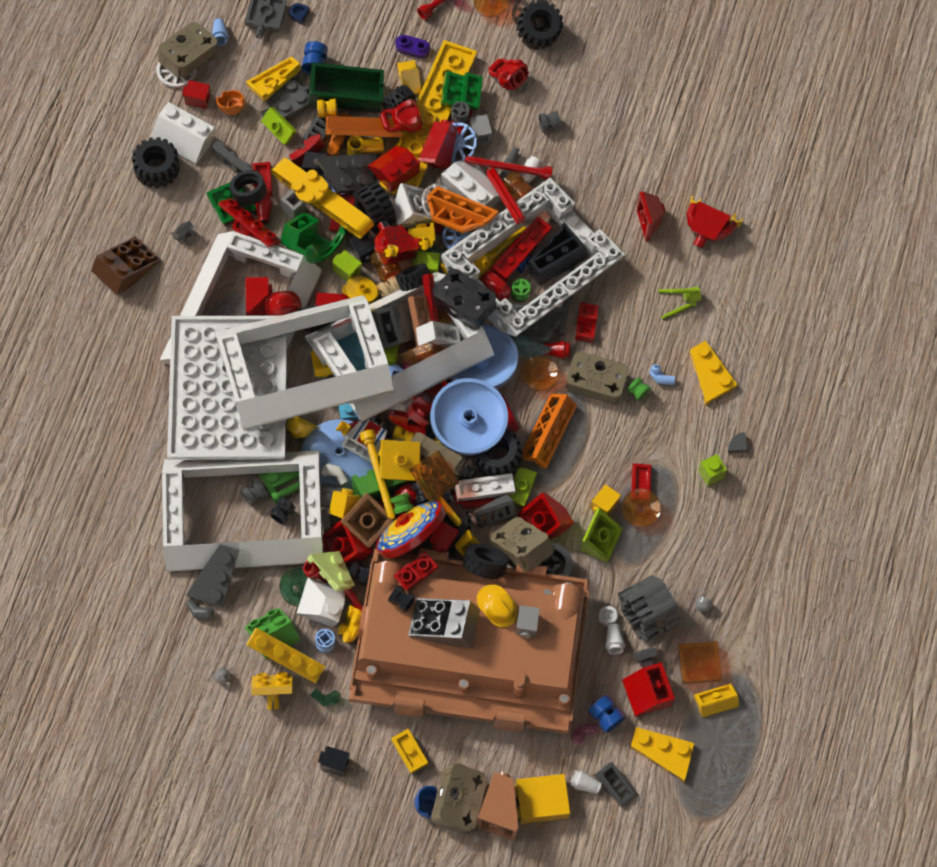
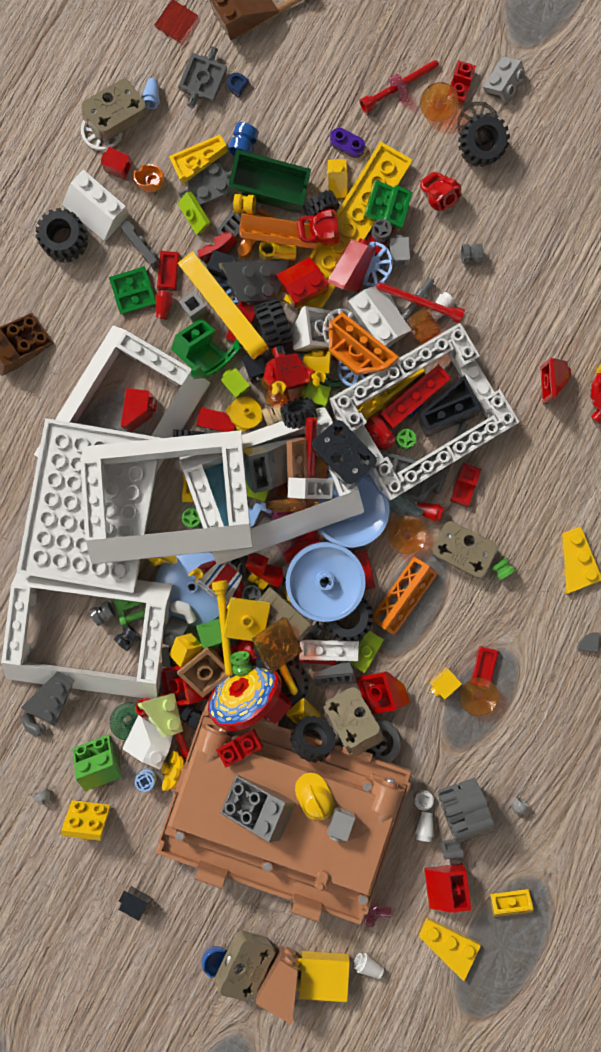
camera: 15 degrees right, 20 degrees up
(182, 230) = (78, 315): dark grey tile -> none
(244, 178) = (144, 270): black tyre -> none
(247, 224) = (143, 322): red bracket -> none
(282, 303) = (161, 422): red piece -> none
(285, 655) = (102, 794): yellow plate -> none
(310, 187) = (210, 295): yellow piece -> none
(326, 699) = (137, 837): clear green arm -> none
(402, 599) = (219, 777): black wheel -> none
(409, 751) = (207, 905): yellow plate -> none
(418, 410) = (275, 563): red bracket -> none
(506, 196) = (410, 339): red axle -> none
(599, 775) = (390, 958): dark grey slope -> none
(601, 536) = (433, 719): lime slope -> none
(607, 715) = (404, 908): blue wheel -> none
(659, 377) = (526, 558): light blue arm -> none
(691, 295) = (576, 474): lime plant -> none
(699, 662) = (503, 865): clear orange plate -> none
(712, 470) = (558, 669): lime brick -> none

